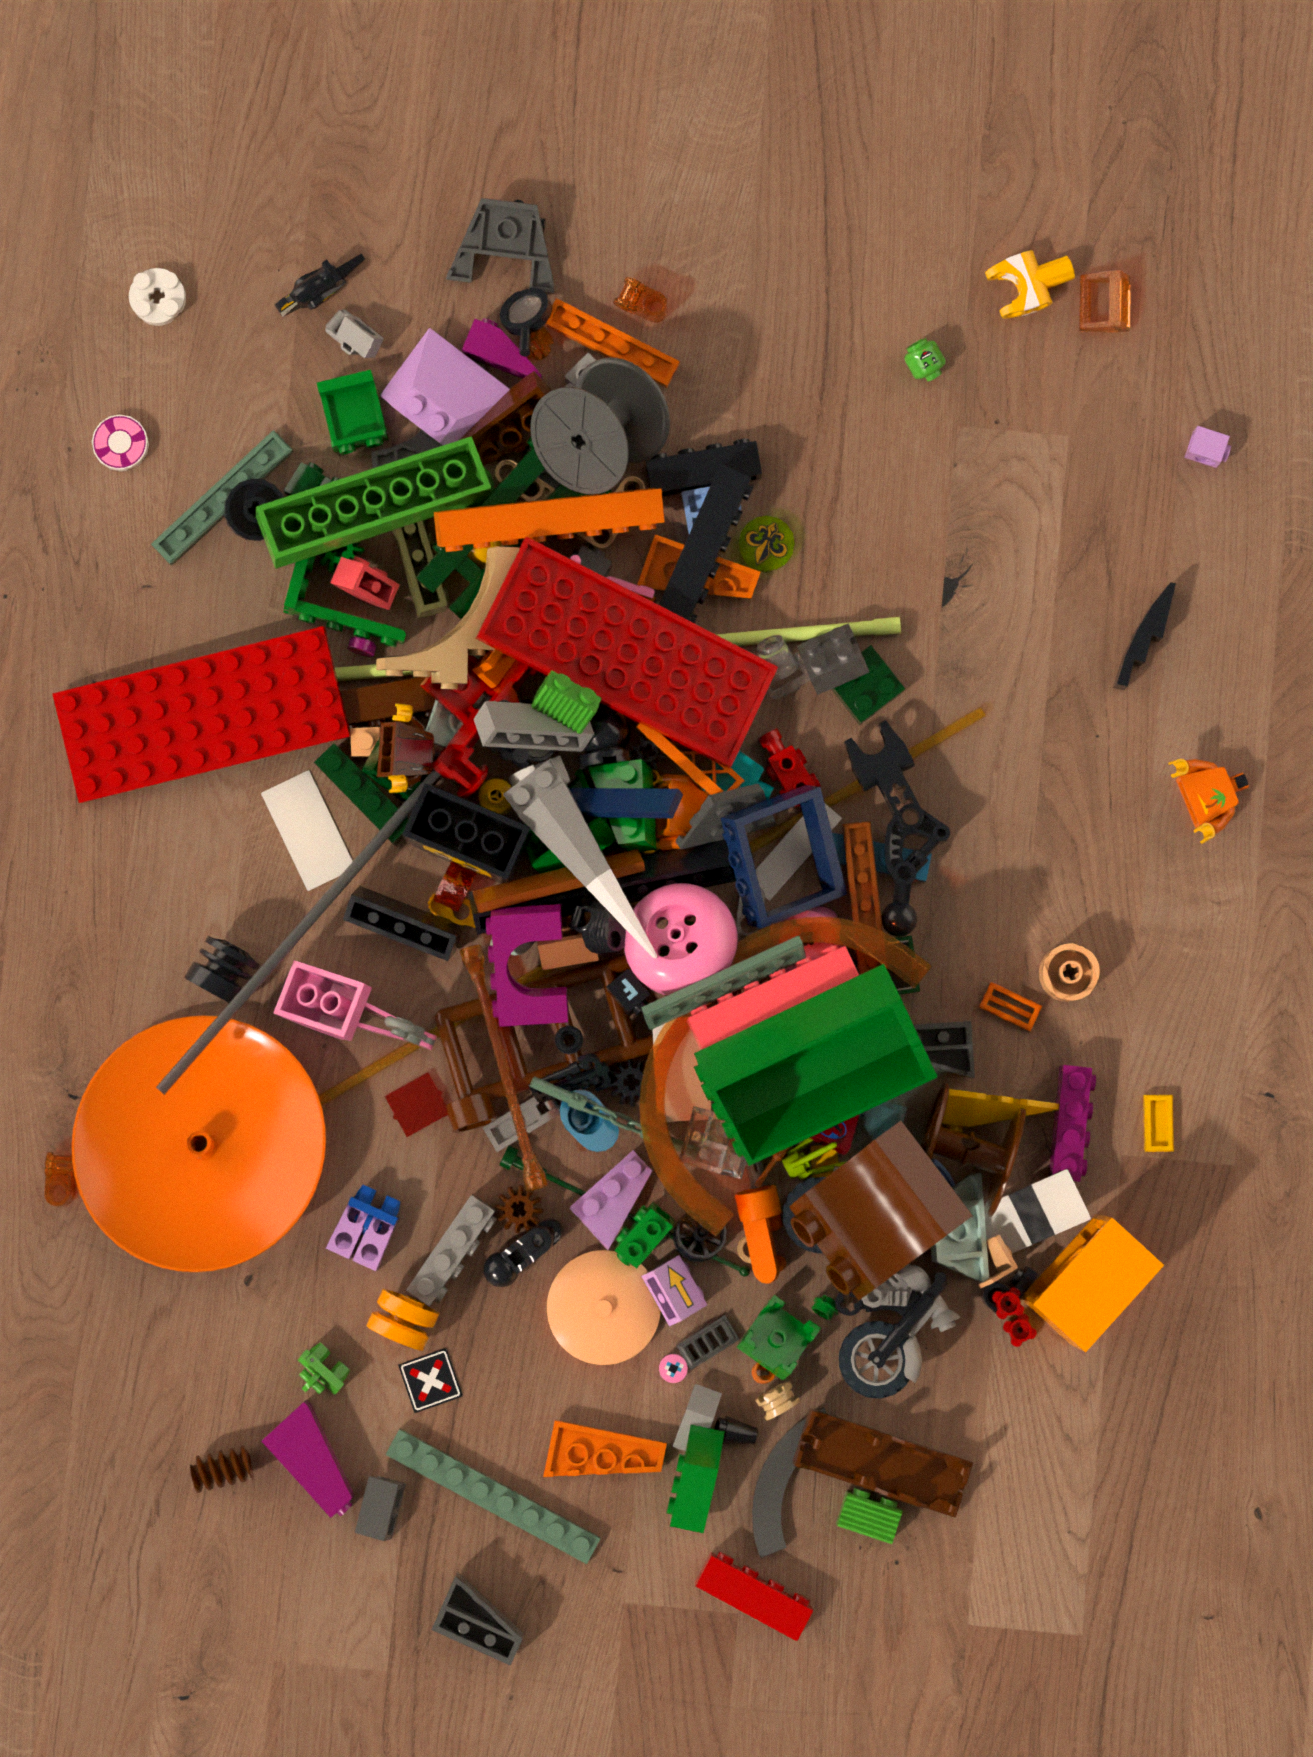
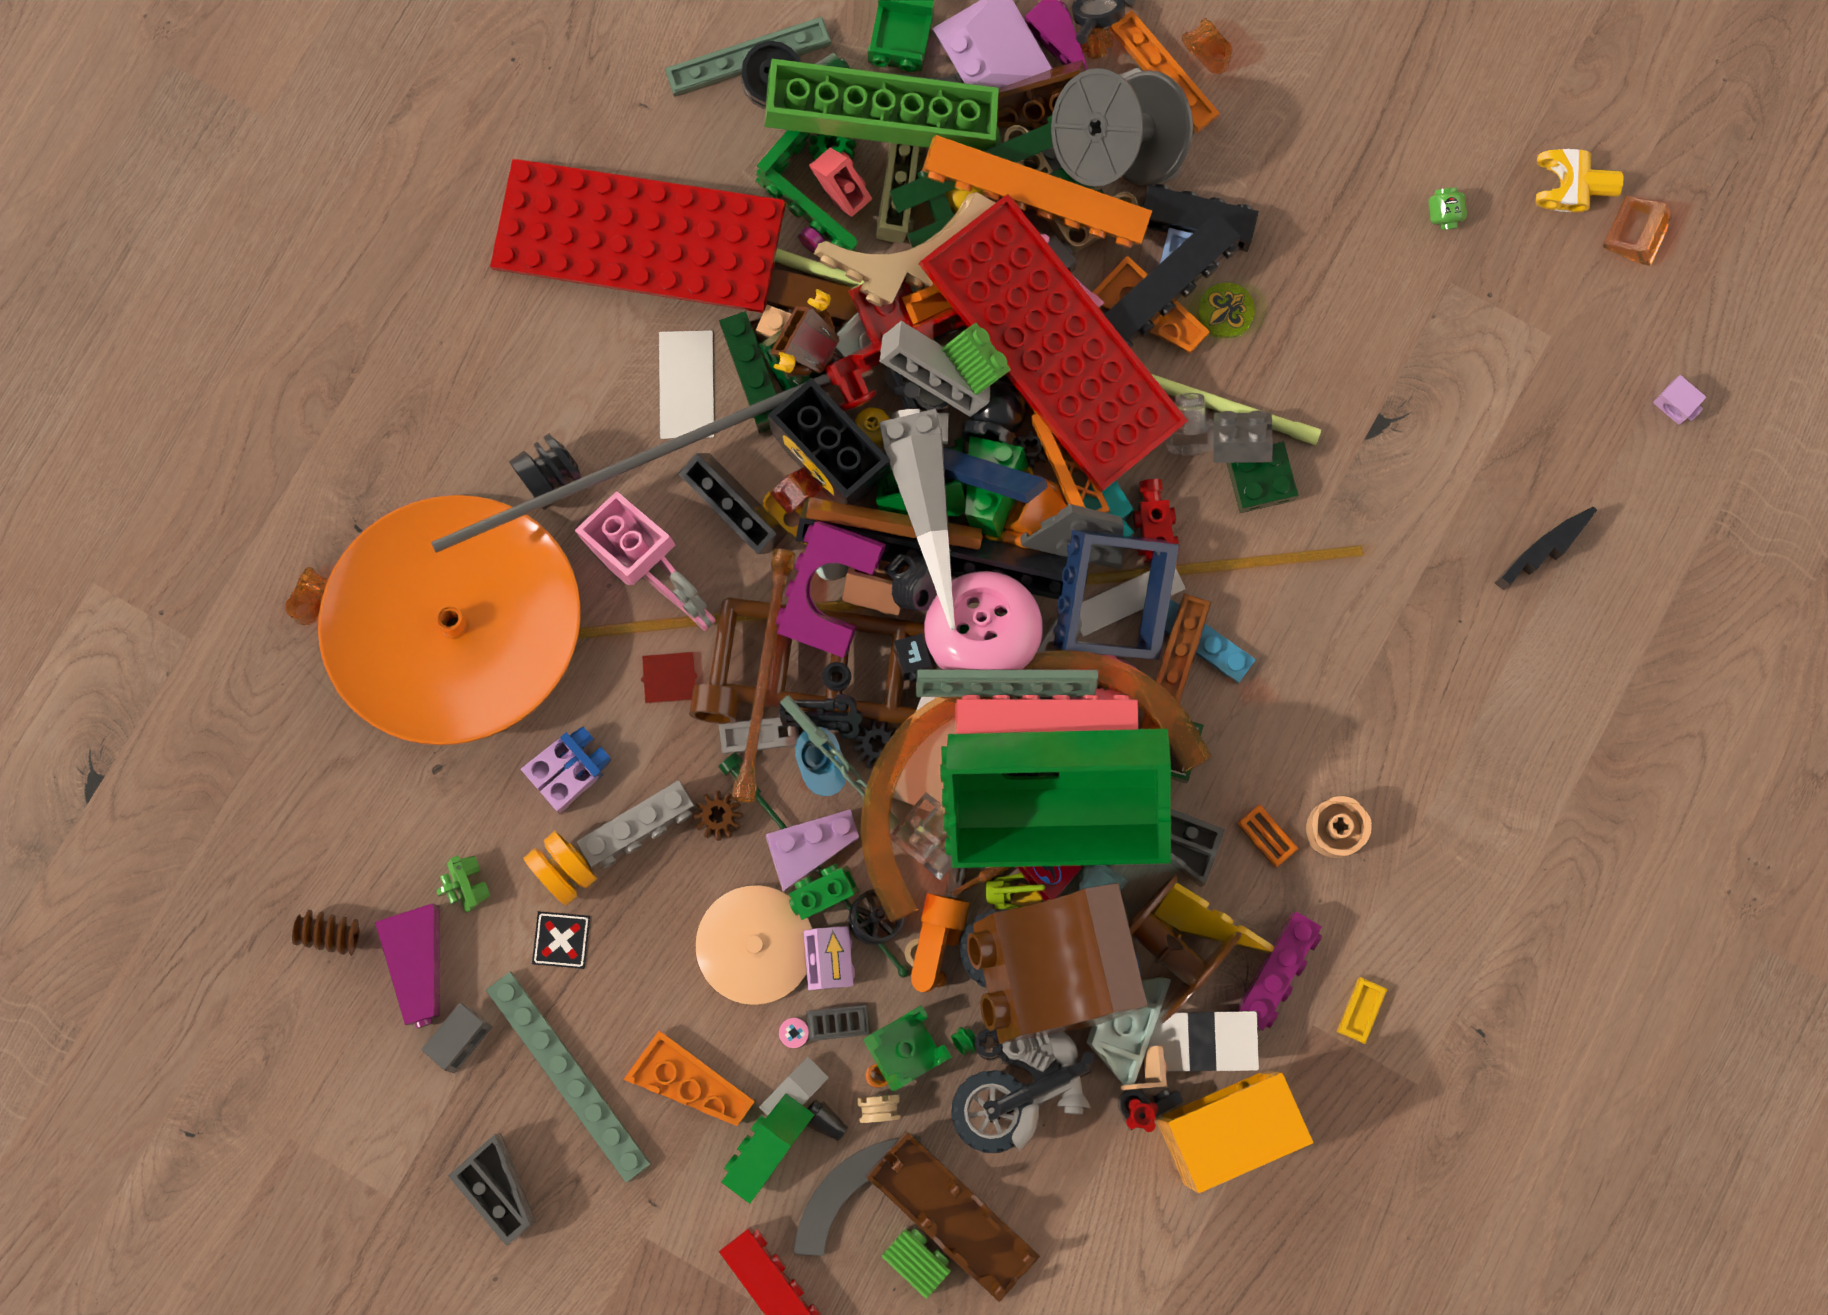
camera: 25 degrees right, 5 degrees down
(503, 1267) = (706, 855): black piece -> none
(886, 772) = (1246, 563): black piece -> none
(1027, 1331) = (1148, 1142): red plate -> none
(1208, 794) = (1544, 719): orange torso -> none

